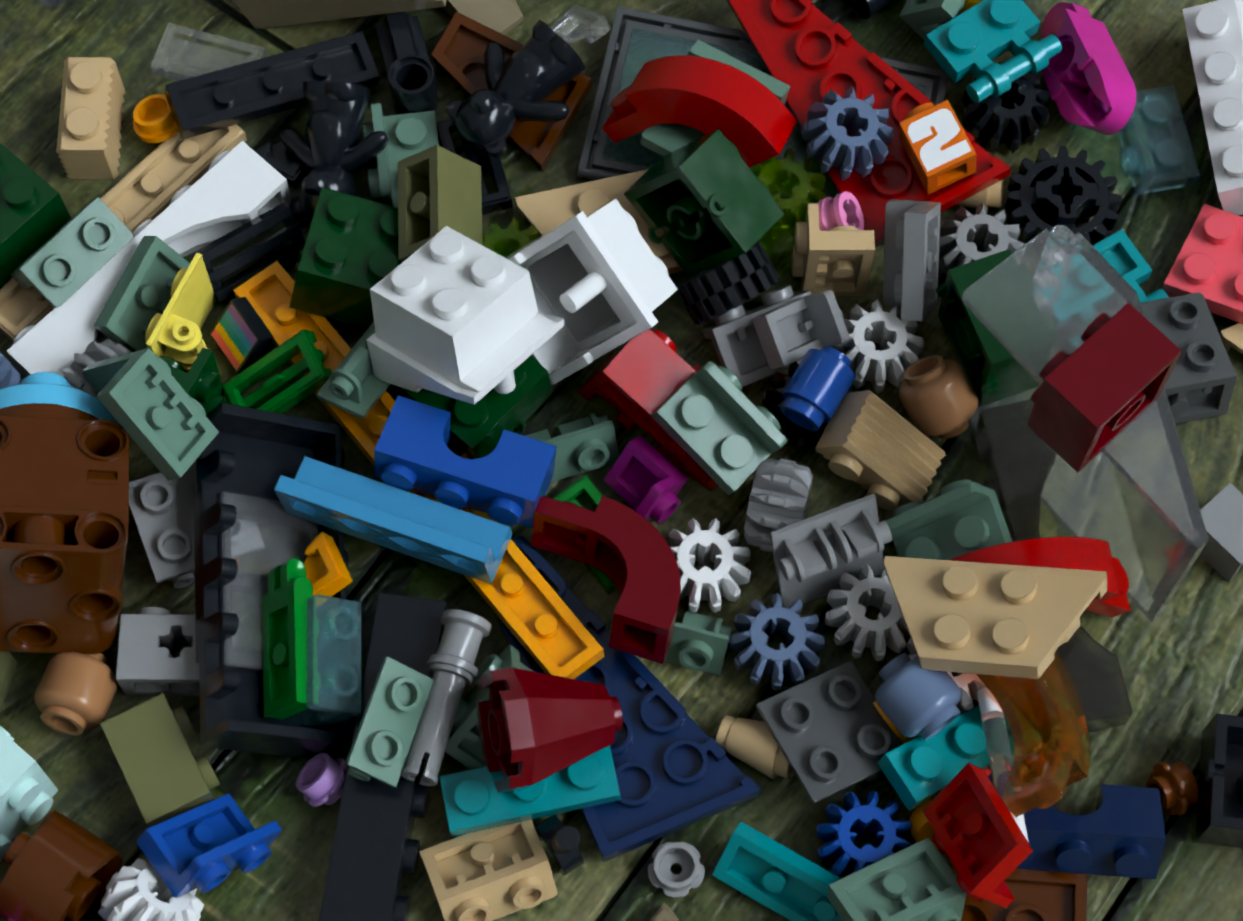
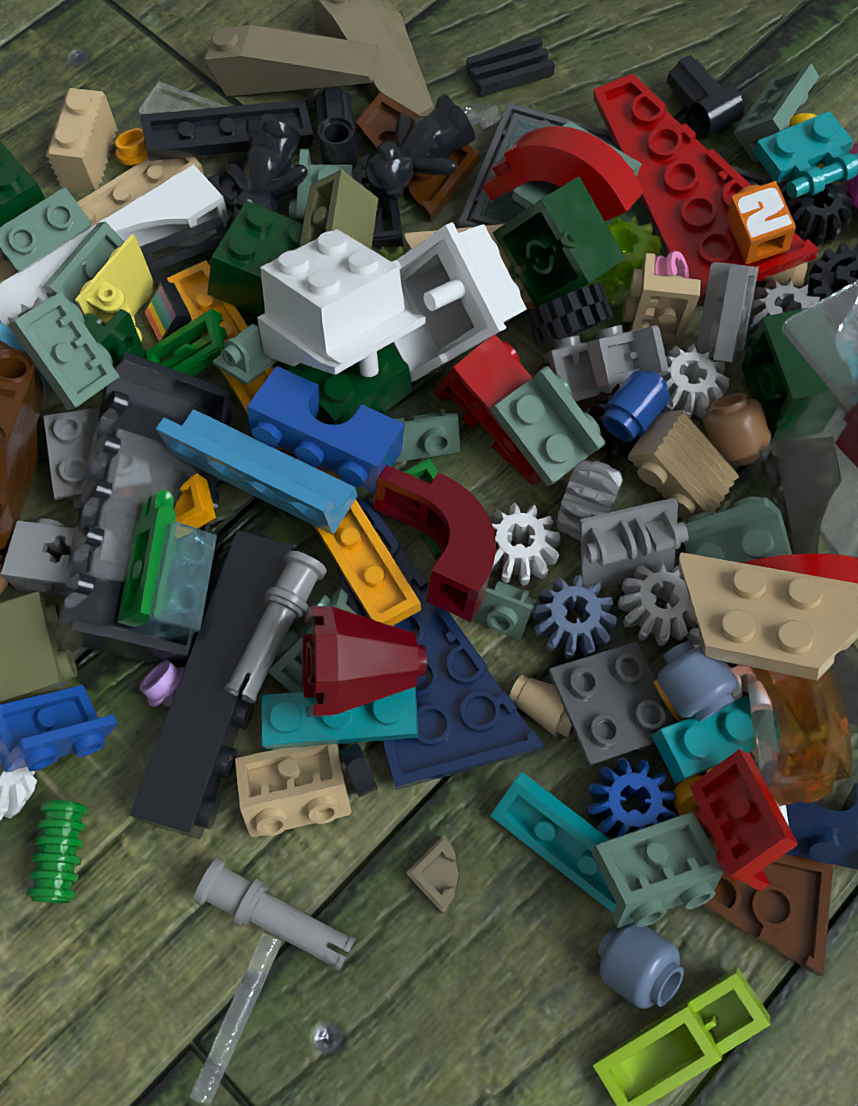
camera: 10 degrees right, 0 degrees up
(389, 723) = (219, 642): sand green hinge -> none
(646, 481) = (480, 467): magenta bracket -> none
(681, 854) = (459, 791): light grey plate -> none
(828, 135) = (685, 204): sand blue gear -> none

